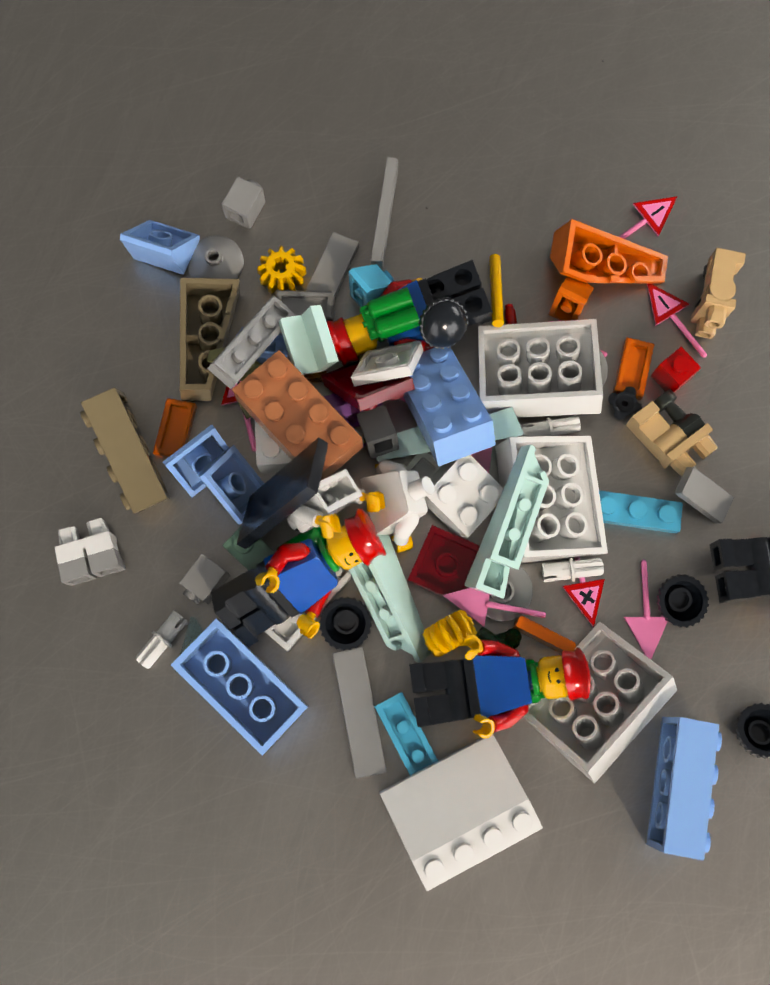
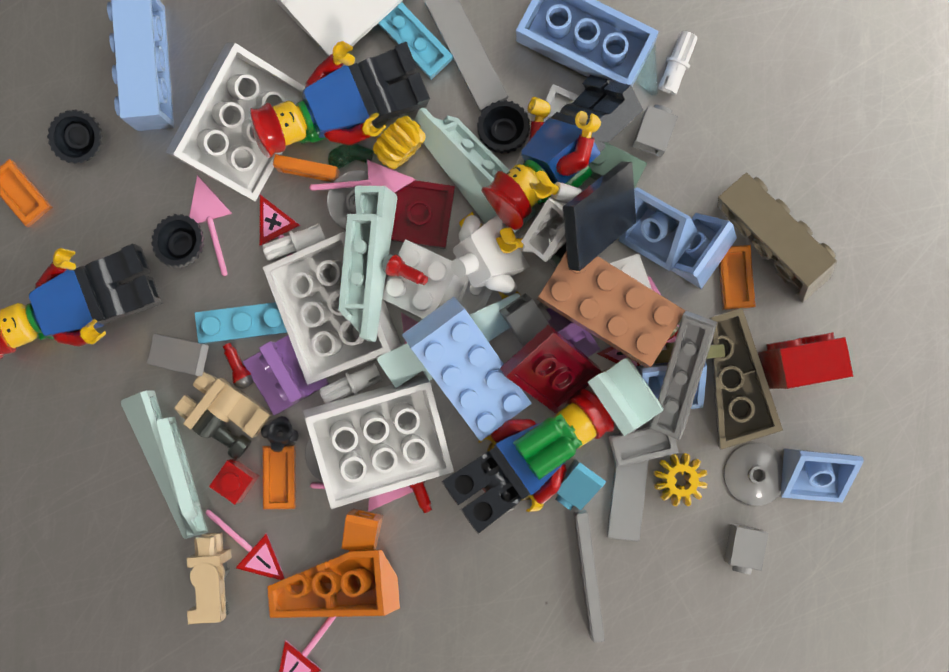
camera: 170 degrees right, 10 degrees up
(87, 557) = (777, 119): hips -> none
(140, 326) = (806, 361): none -> red brick
(387, 363) = (535, 392): white tile -> none
(443, 323) = (489, 451): black hat -> none
(485, 510) = (395, 266): none -> red piece
(496, 290) = (445, 520): yellow bar -> none
(614, 453) = (280, 375): none -> medium lavender bracket
(648, 464) = (240, 376): none -> red piece
(731, 411) = (167, 459): none -> light aqua wedge

